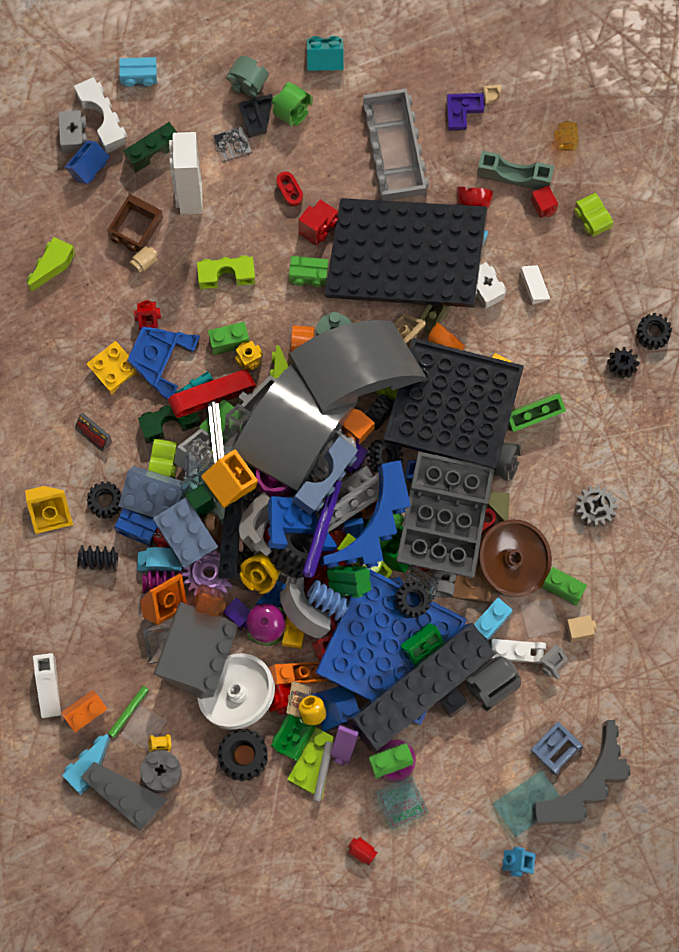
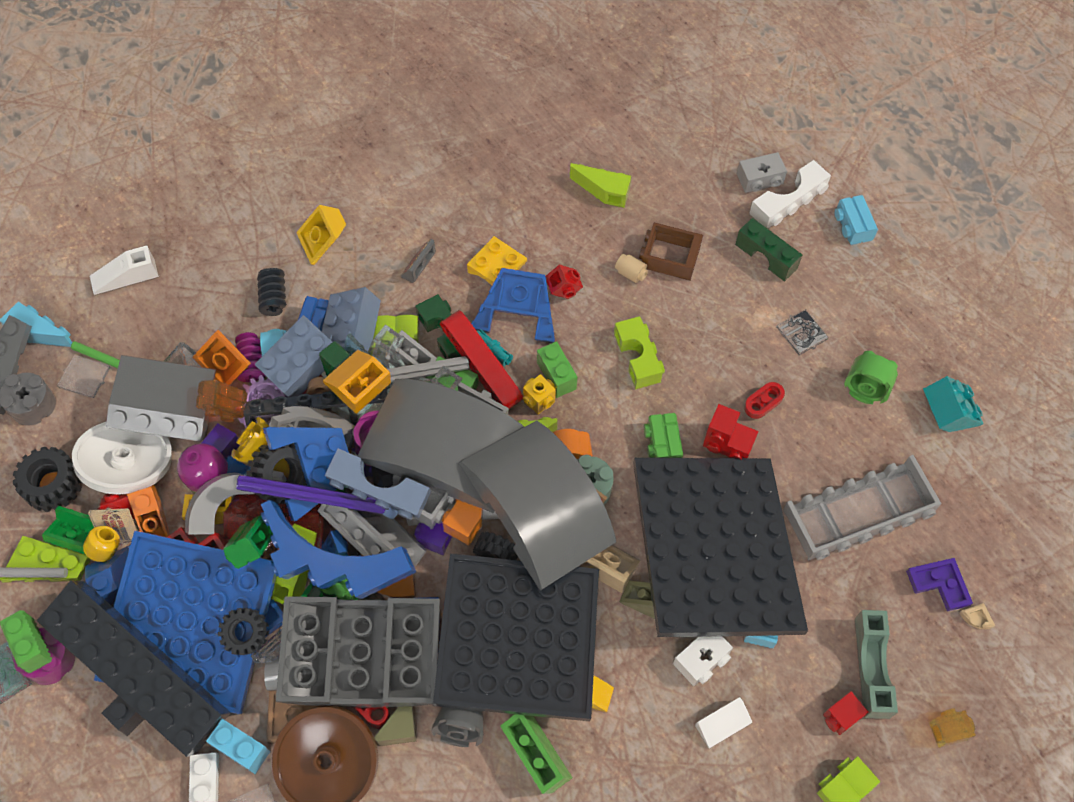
camera: 80 degrees right, 10 degrees down
(84, 711) = (94, 309): orange brick -> none
(87, 162) = (728, 191): blue brick -> none
(96, 492) = (337, 276): black tyre -> none
(159, 743) = (61, 391): yellow bush -> none
(186, 173) = (734, 265): white brick -> none
(247, 76) = (888, 323): sand green brick -> none
(256, 114) = (843, 346): black wing -> none
(328, 600) = (222, 522): medium blue piece -> none
(344, 745) = (54, 583): medium lavender slope -> none
(376, 453) = (424, 567): black tyre -> none
(422, 643) = (193, 658): green slope -> none
(442, 336) = (612, 615): orange cylinder -> none
(474, 196) = (819, 617): red cylinder -> none
(494, 682) = (148, 762): dark grey cylinder -> none

